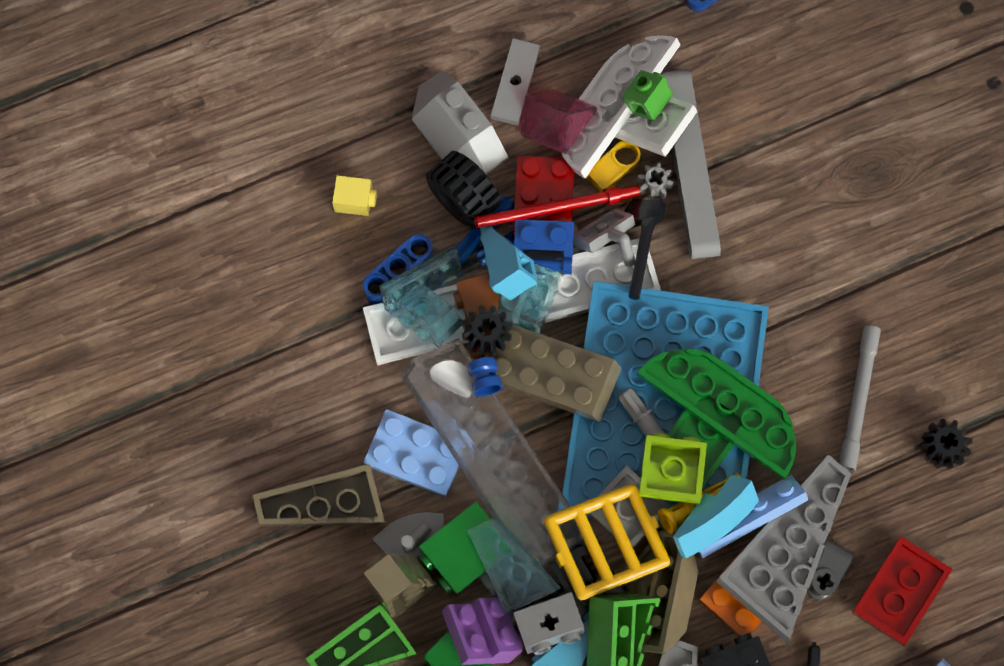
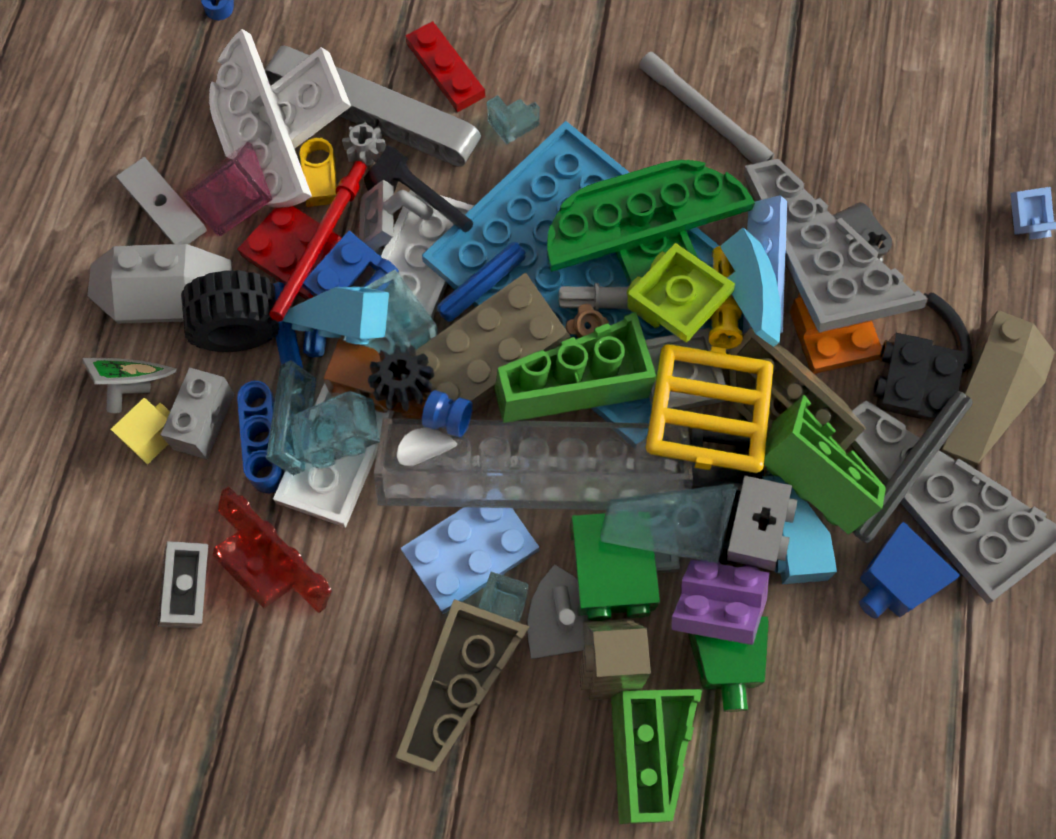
camera: 55 degrees left, 5 degrees down
(271, 294) = (182, 585): none -> light grey brick
(319, 330) = (263, 560): none -> clear red bracket
(380, 153) = (124, 377): none -> light grey shield
(386, 219) = (198, 413): none -> light grey brick
(394, 496) = (504, 596): none -> clear light blue panel
(572, 441) = (578, 374): none -> bright green wedge
(600, 334) = (481, 281): none -> blue axle
(623, 430) = (584, 315): none -> medium nougat plate
(647, 95) = (277, 82): bright green brick -> none
(752, 267) = (512, 120): none -> clear light blue panel
(762, 190) = (445, 66): none -> red plate
(902, 591) = (920, 188): red plate -> none
(934, 444) = (801, 66): black gear -> none

